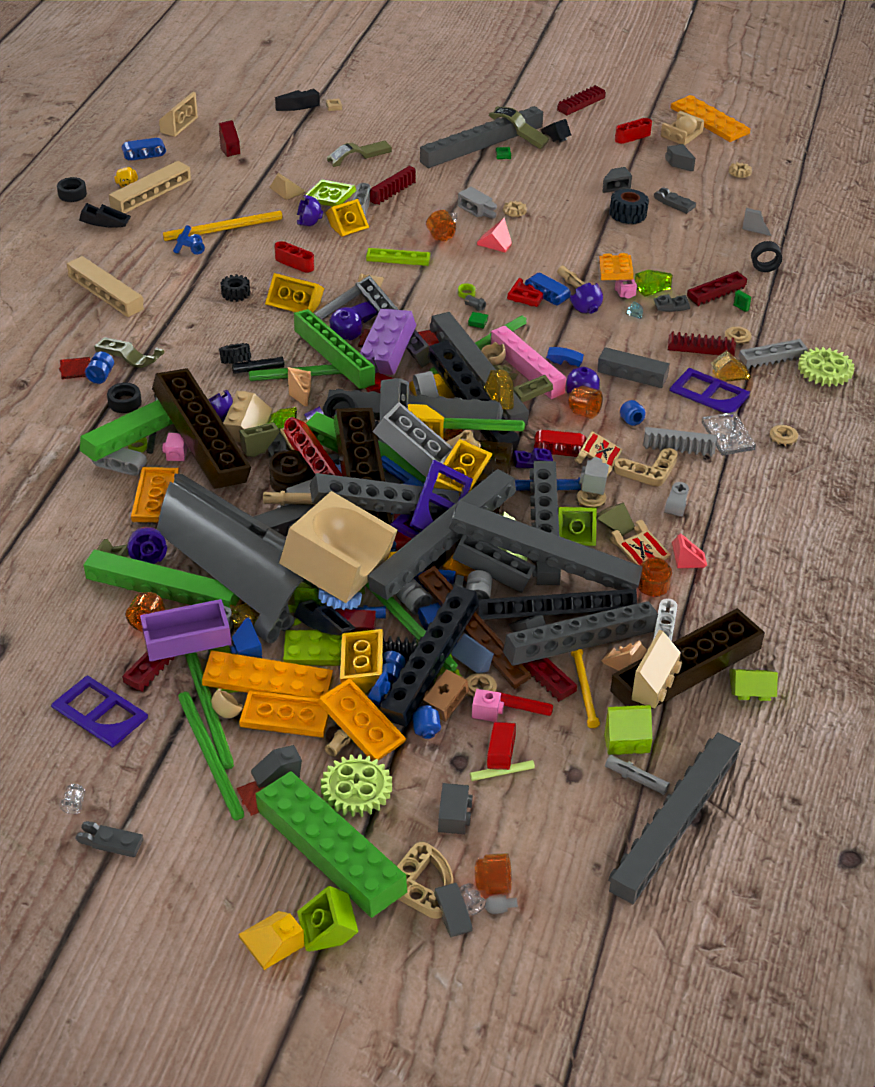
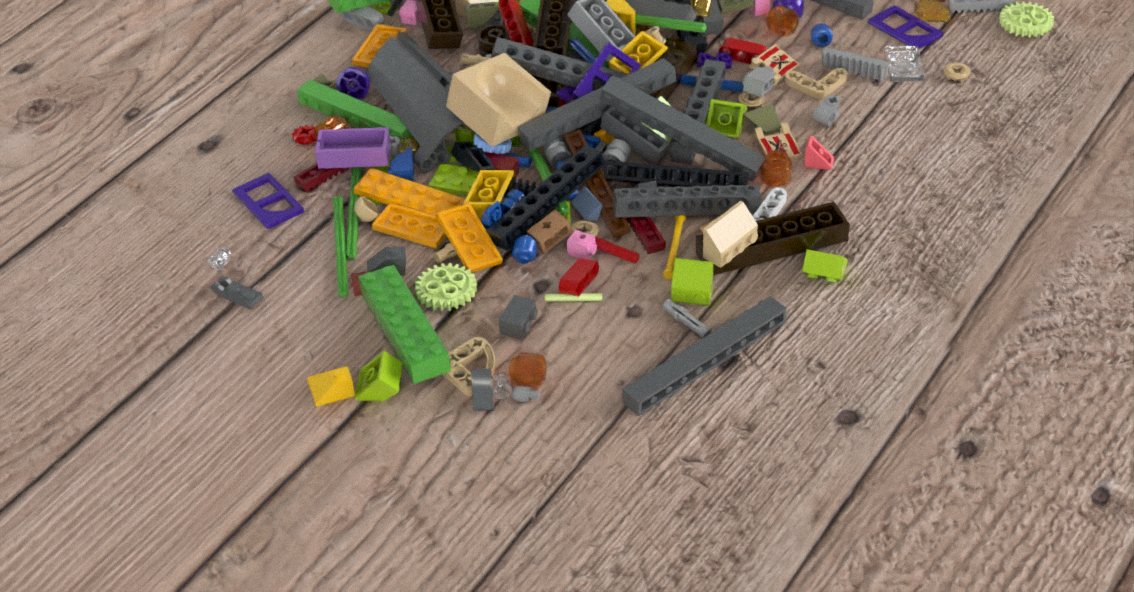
camera: 20 degrees right, 0 degrees up
(111, 624) = (300, 135): none -> red gear

